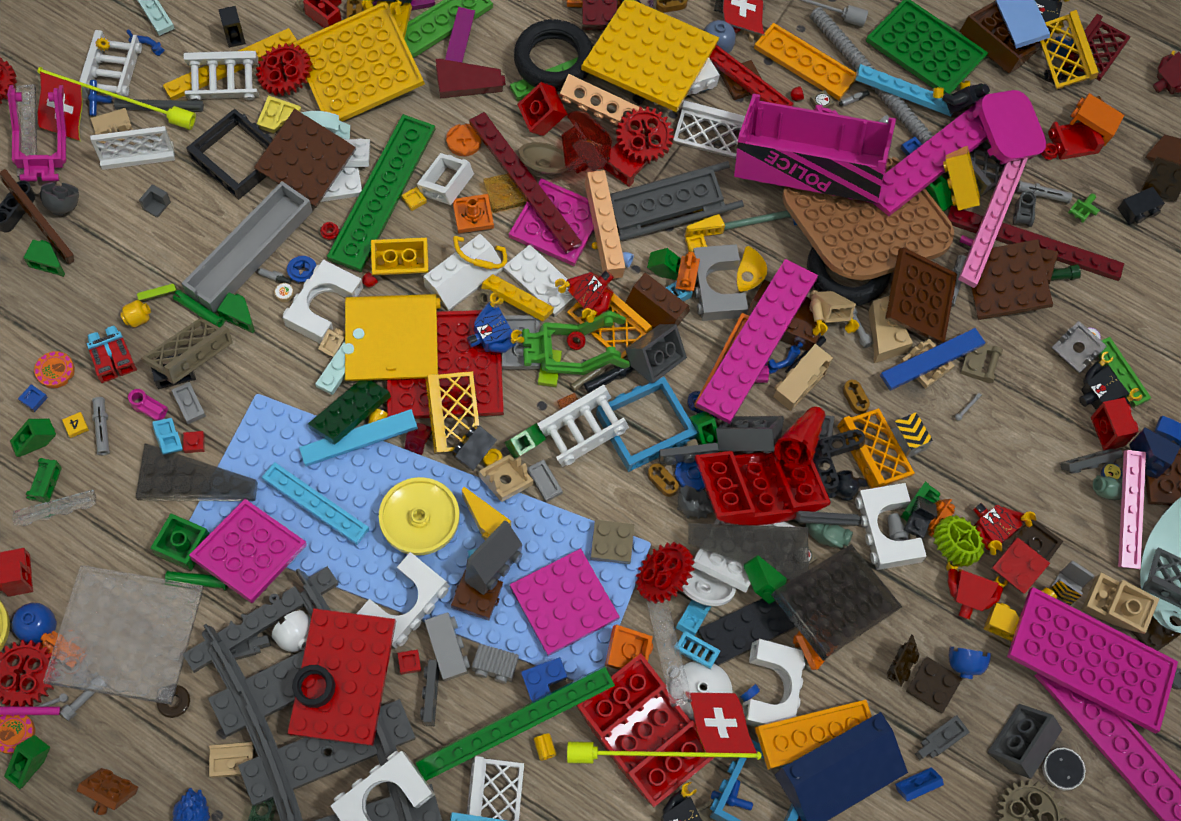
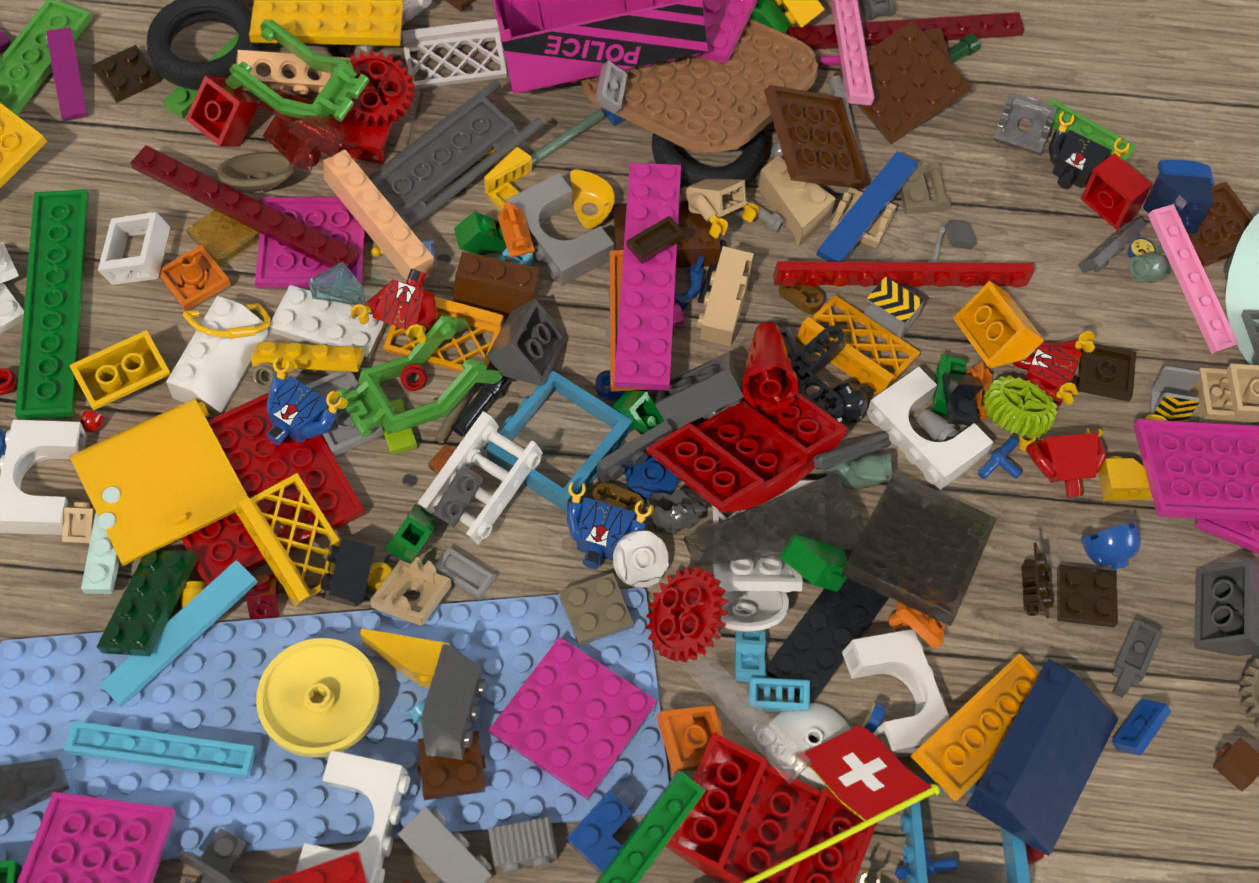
camera: 25 degrees left, 5 degrees down
(414, 198) = (102, 293): yellow tile -> none
(463, 140) = (134, 193): orange tile -> none
(467, 79) = (101, 116): dark red slope -> none
(497, 53) = (126, 73): none -> dark brown plate
(557, 259) = (337, 285): none -> clear light blue slope
(562, 431) = (458, 495): none -> dark grey hinge
(613, 132) = (333, 98): none -> bright green piece
(643, 492) = (601, 526): none -> blue torso
(656, 523) = (640, 559): none -> white tile
(772, 320) = (655, 239): none -> dark brown tile
(799, 201) = (611, 87): none -> light grey plate
(928, 568) = (999, 458): none -> blue piece
(932, 415) = (903, 273): none -> red plate
(975, 480) = (997, 327): none -> light orange slope
(988, 405) = (960, 234): none -> dark grey tile
(1020, 565) = (1107, 402): red brick -> none

